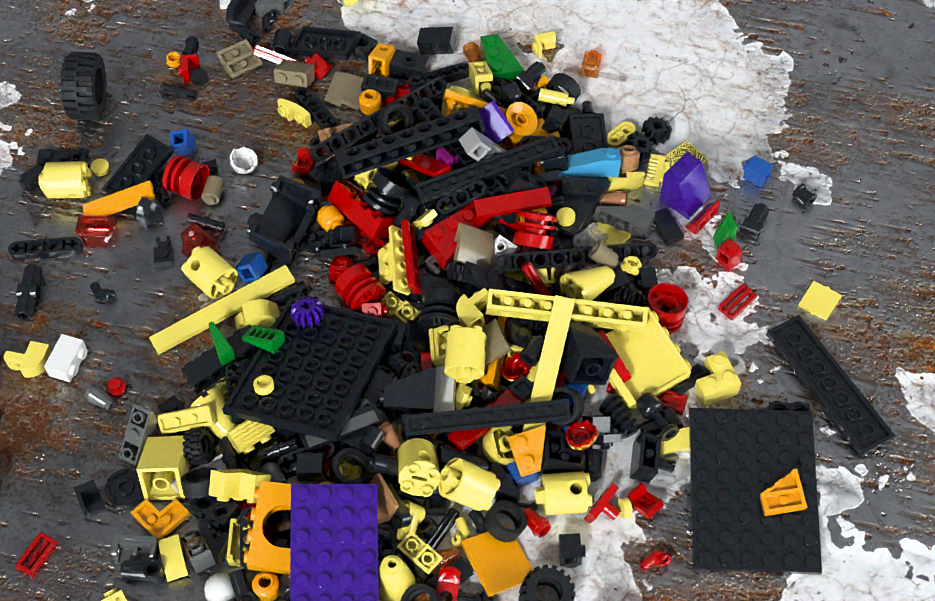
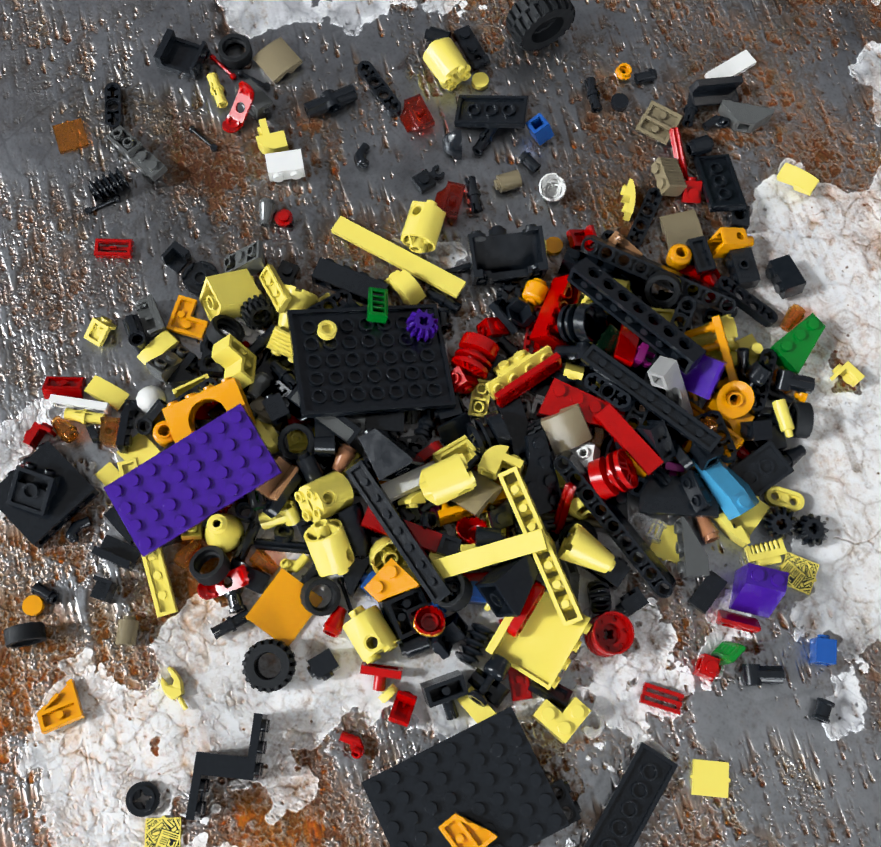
camera: 55 degrees right, 15 degrees up
(119, 200) = (452, 115): light orange tile -> none
(185, 177) = (504, 151): red wheel -> none
(188, 62) = (622, 84): red bracket -> none
(223, 348) = (353, 276): green slope -> none
(251, 267) = (448, 256): blue brick -> none
(419, 552) = (253, 540): light yellow slope -> none
(479, 73) = (768, 335): light yellow panel -> none
(565, 216) = (653, 494): light yellow tile -> none
(591, 60) = (846, 431): clear orange brick -> none
(603, 255) = (626, 550): dark tan brick -> none
(629, 158) = (755, 519): medium nougat head -> none
(631, 265) = (639, 576): light yellow plate -> none

